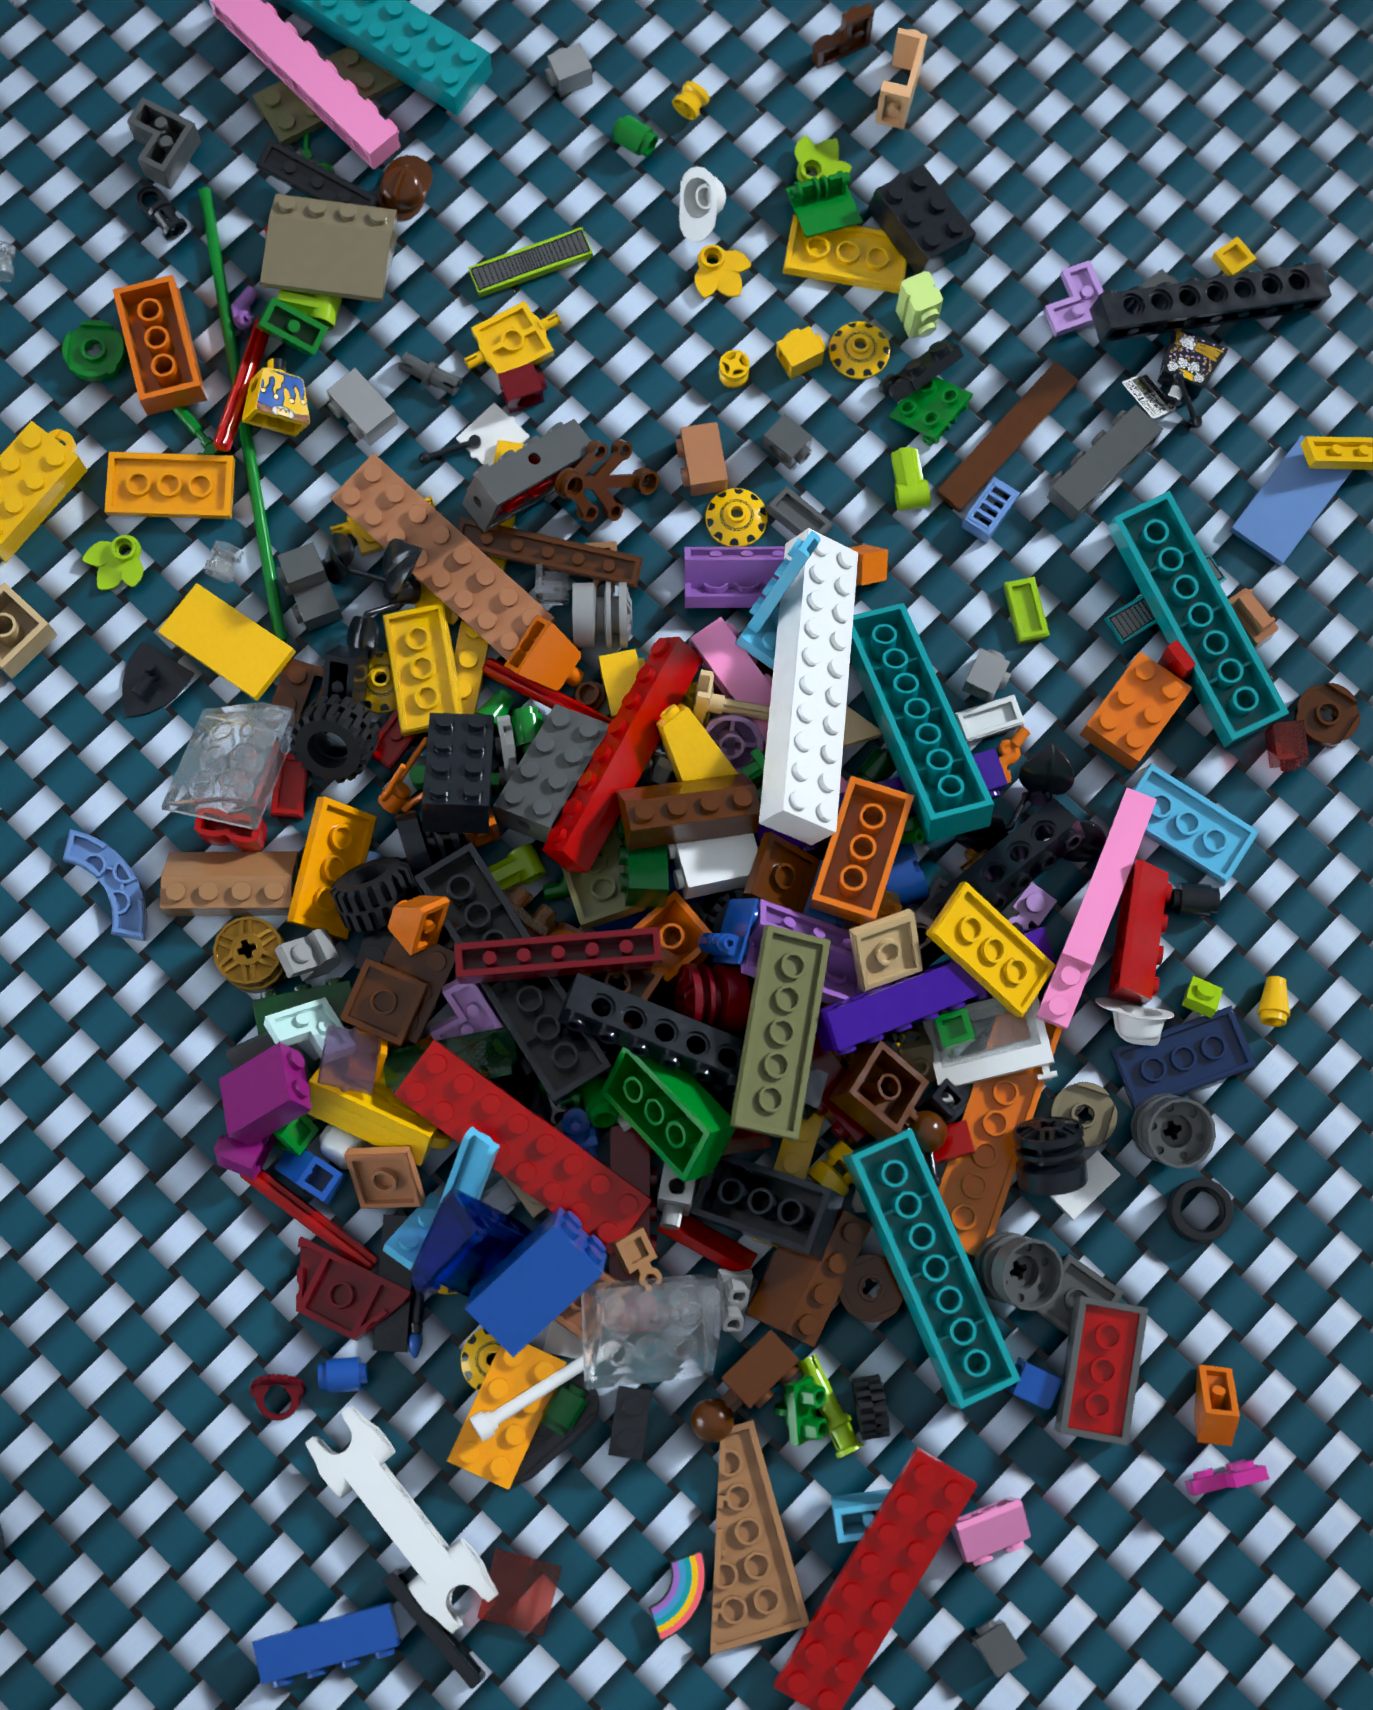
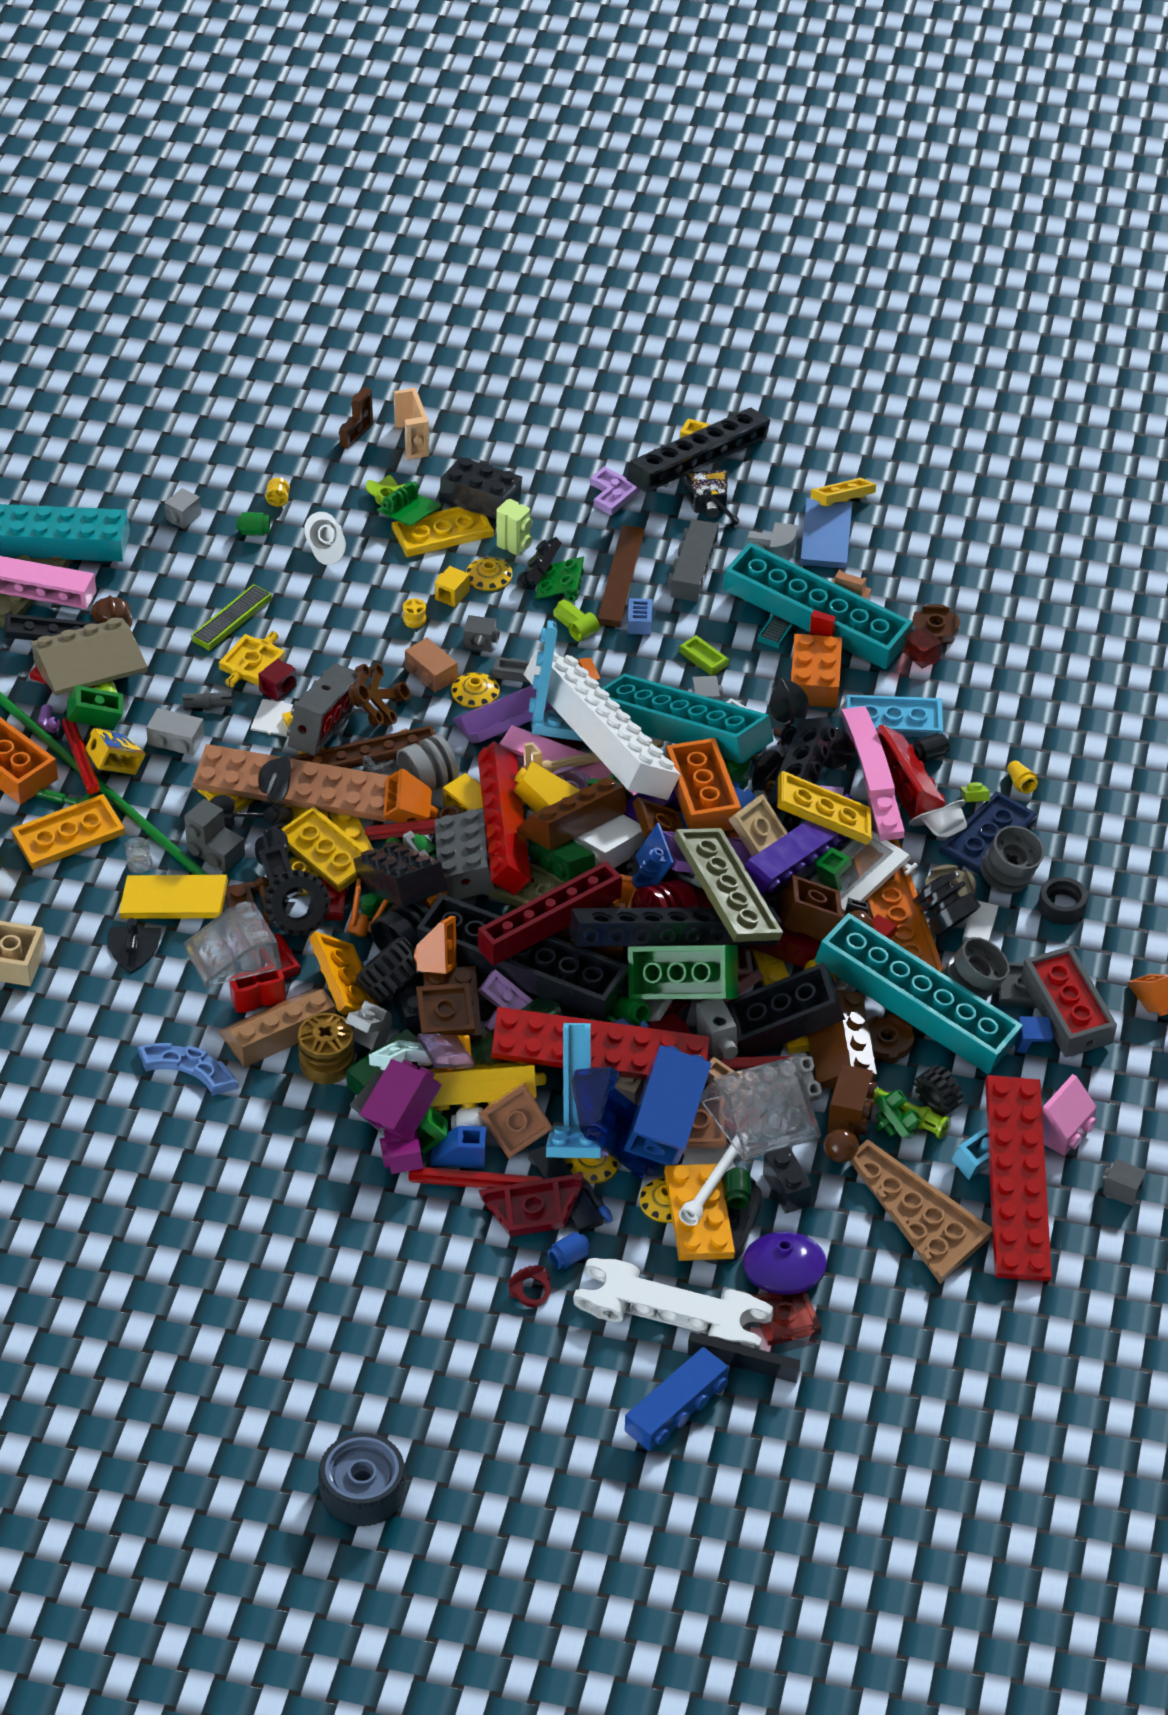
camera: 30 degrees left, 30 degrees down
(113, 566) = (59, 890): lime plate -> none
(474, 442) = (265, 723): black hinge -> none
(554, 1551) = (784, 1263): none -> dark purple dish
(682, 1597) = (896, 1261): tile -> none
(723, 275) = (365, 570): yellow plate -> none
(1148, 395) = (695, 516): sticker -> none
(1218, 494) = (780, 542): none -> light grey brick

